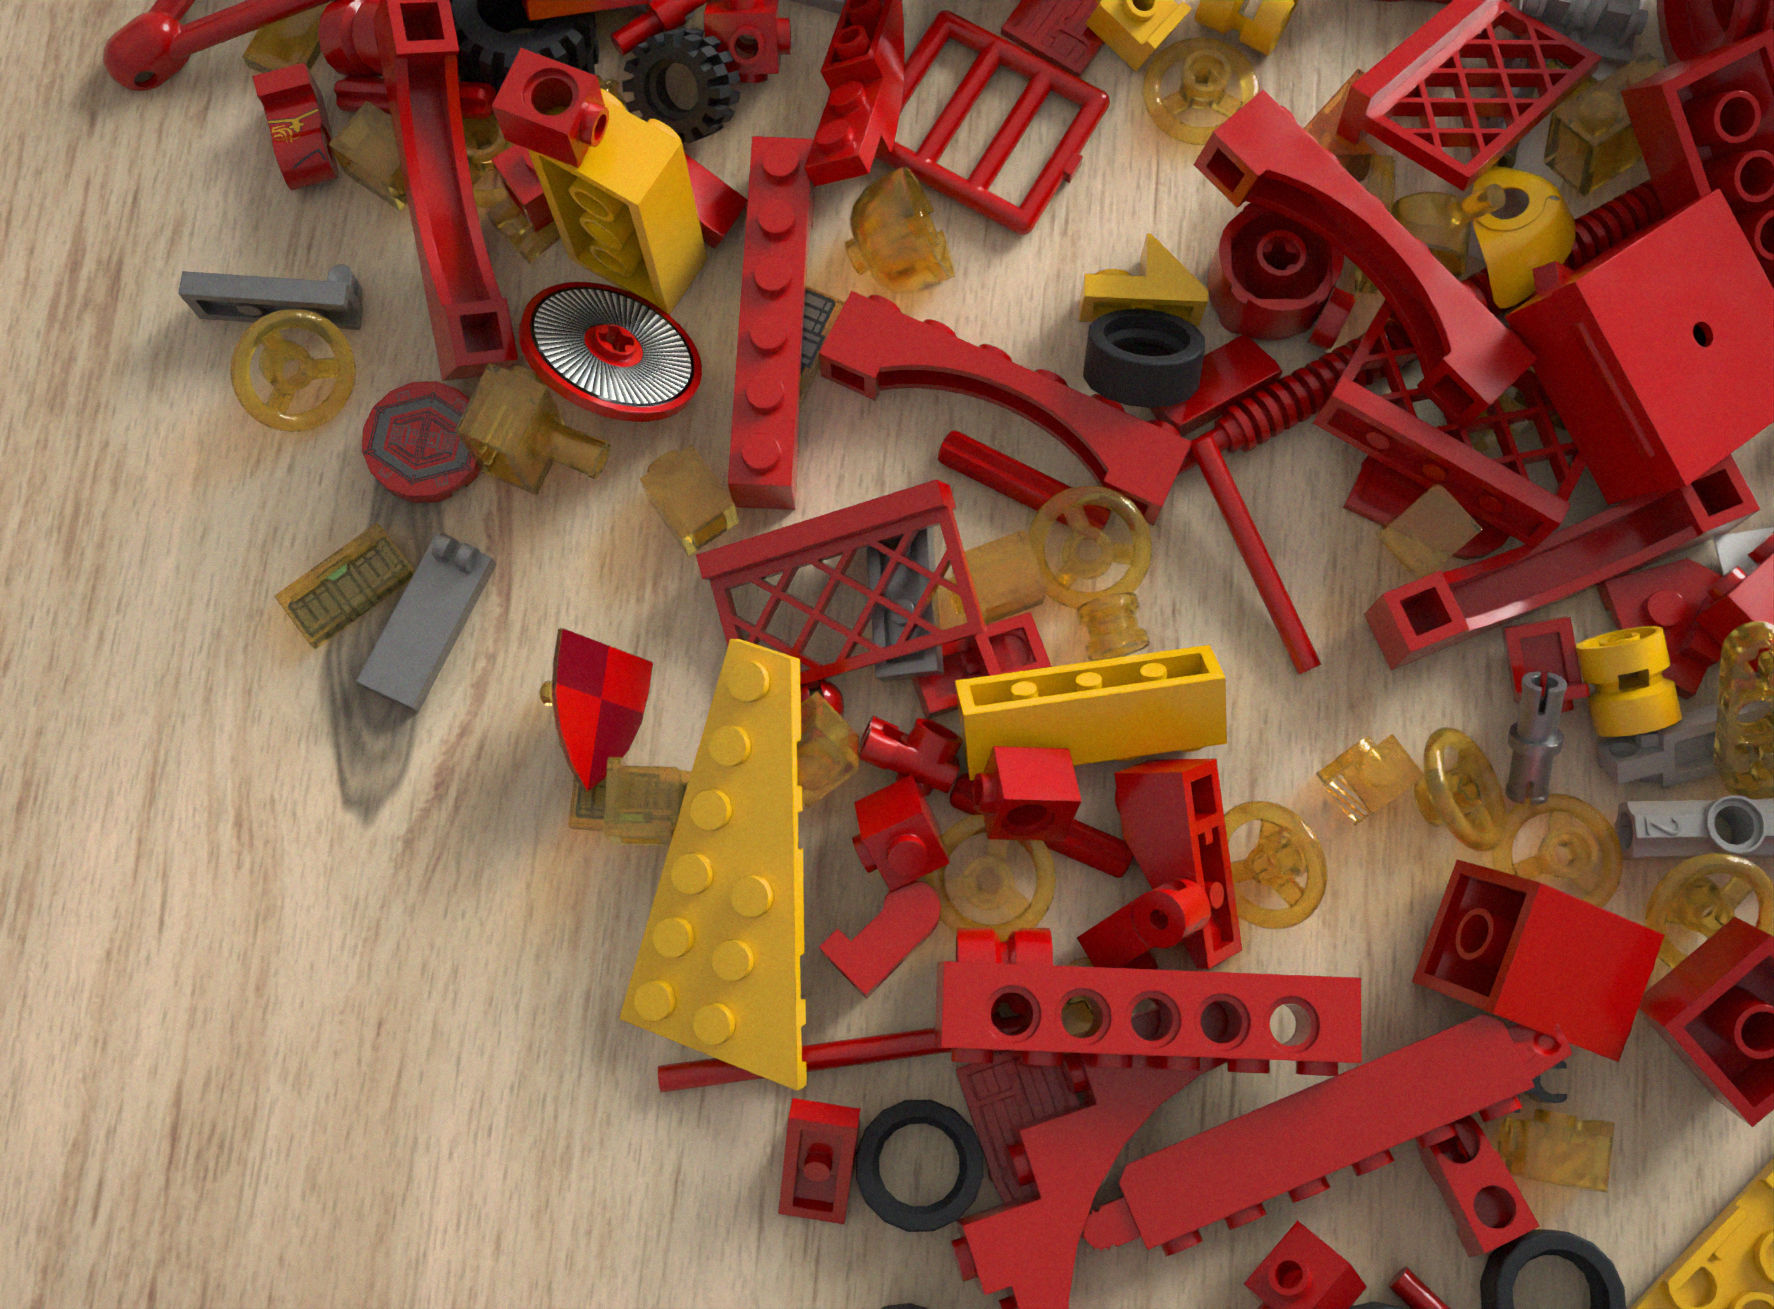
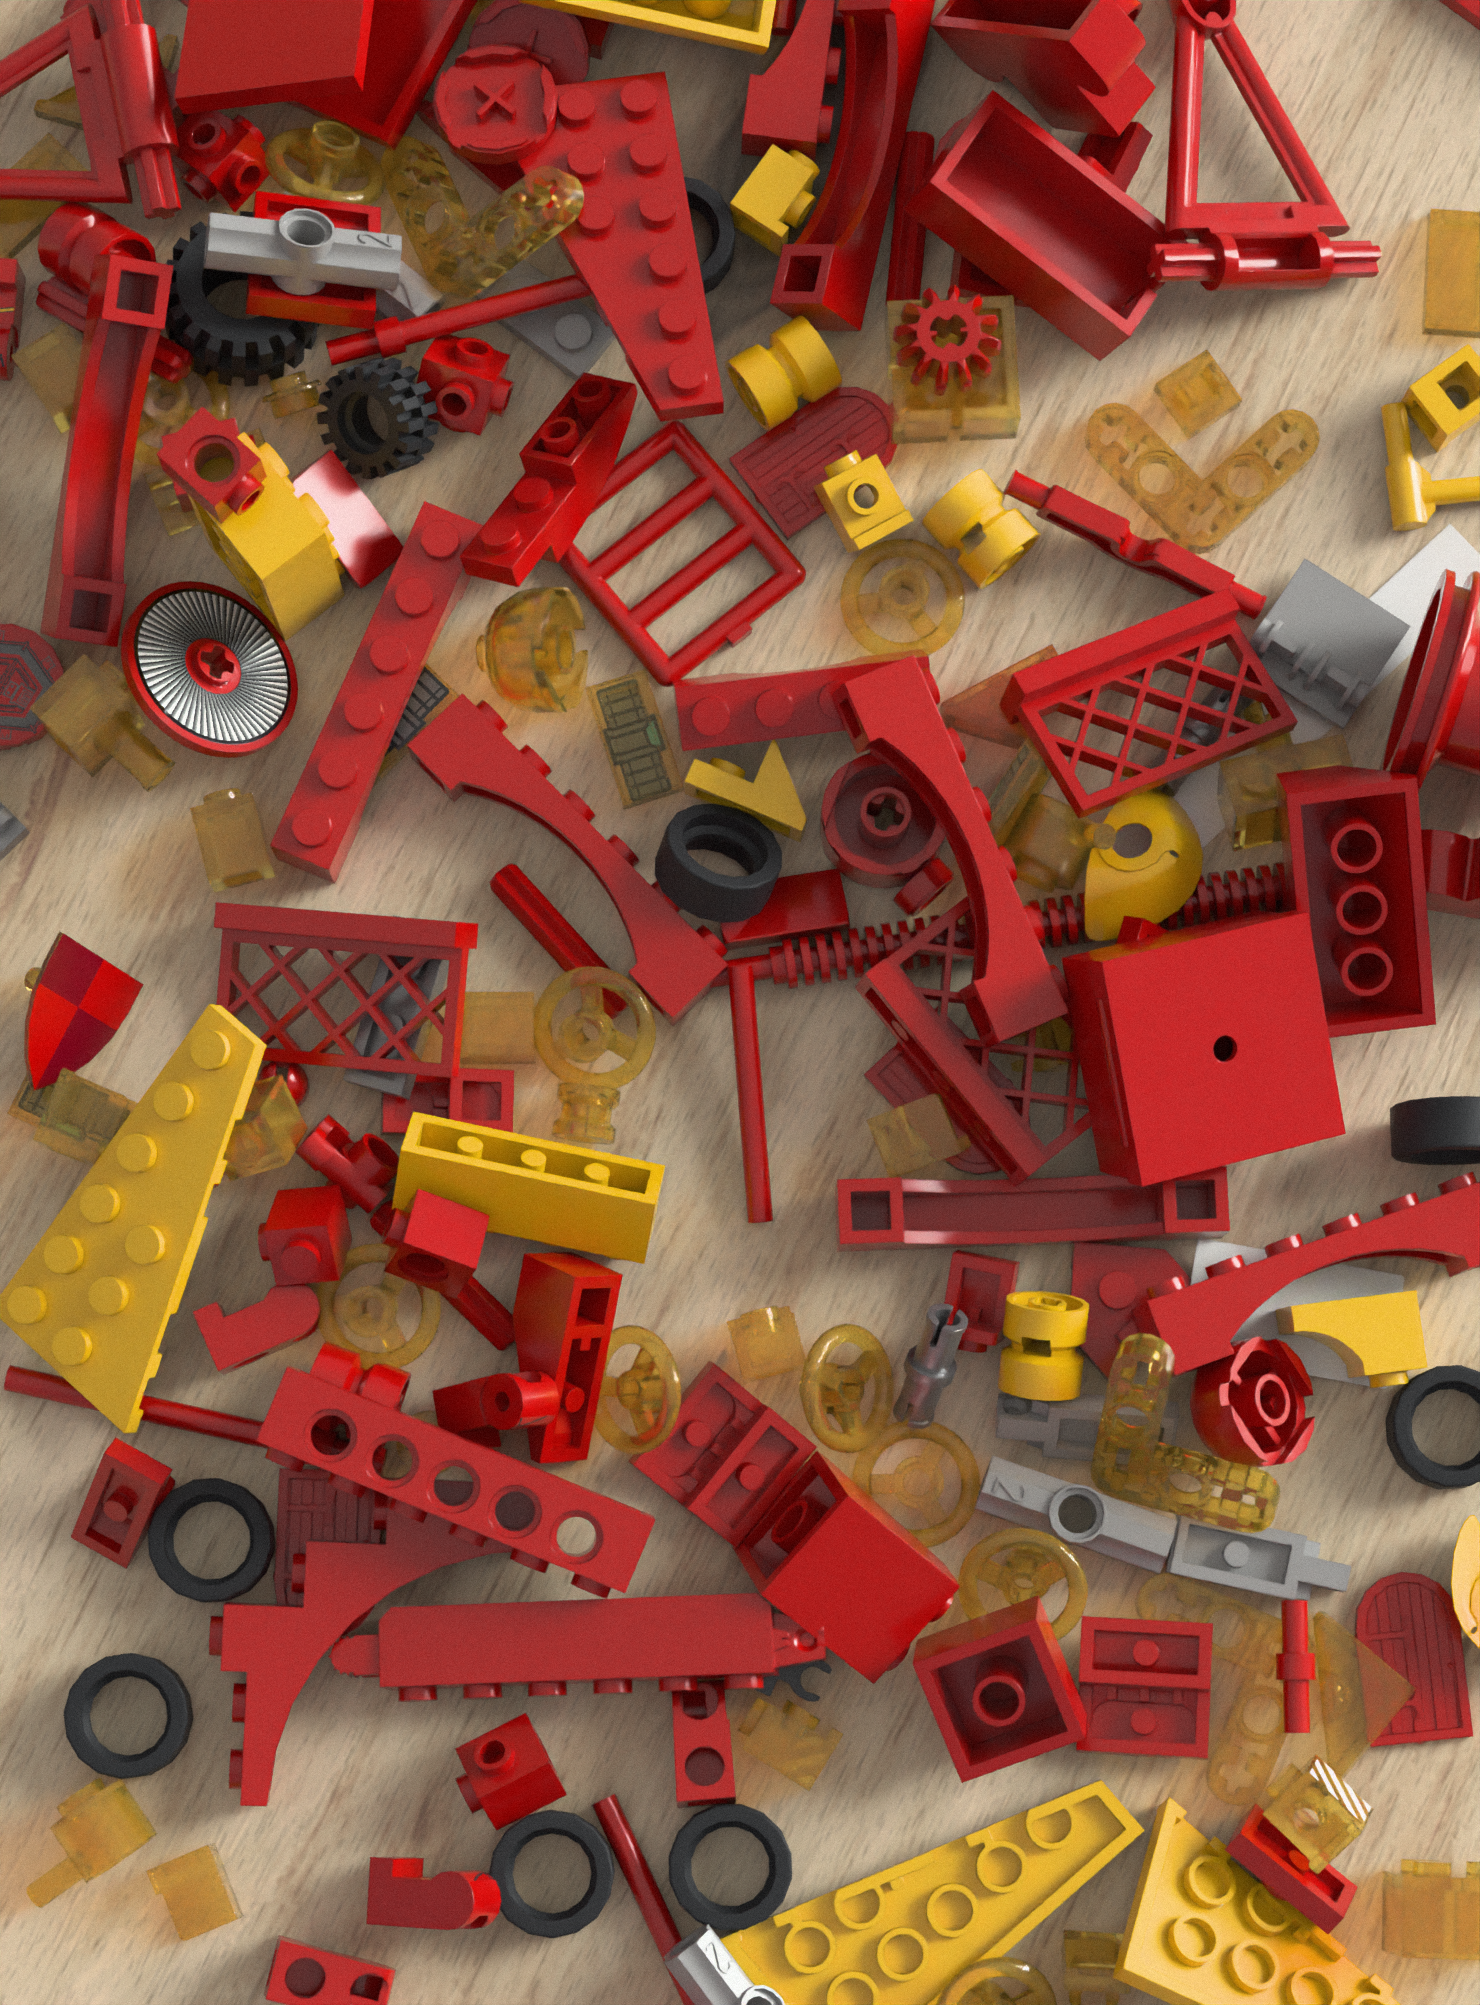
camera: 15 degrees right, 5 degrees up
(1016, 288) = (634, 739): none -> clear yellow tile
(1124, 209) = (768, 705): none -> red arch
(1376, 900) = (725, 1455): none -> red slope

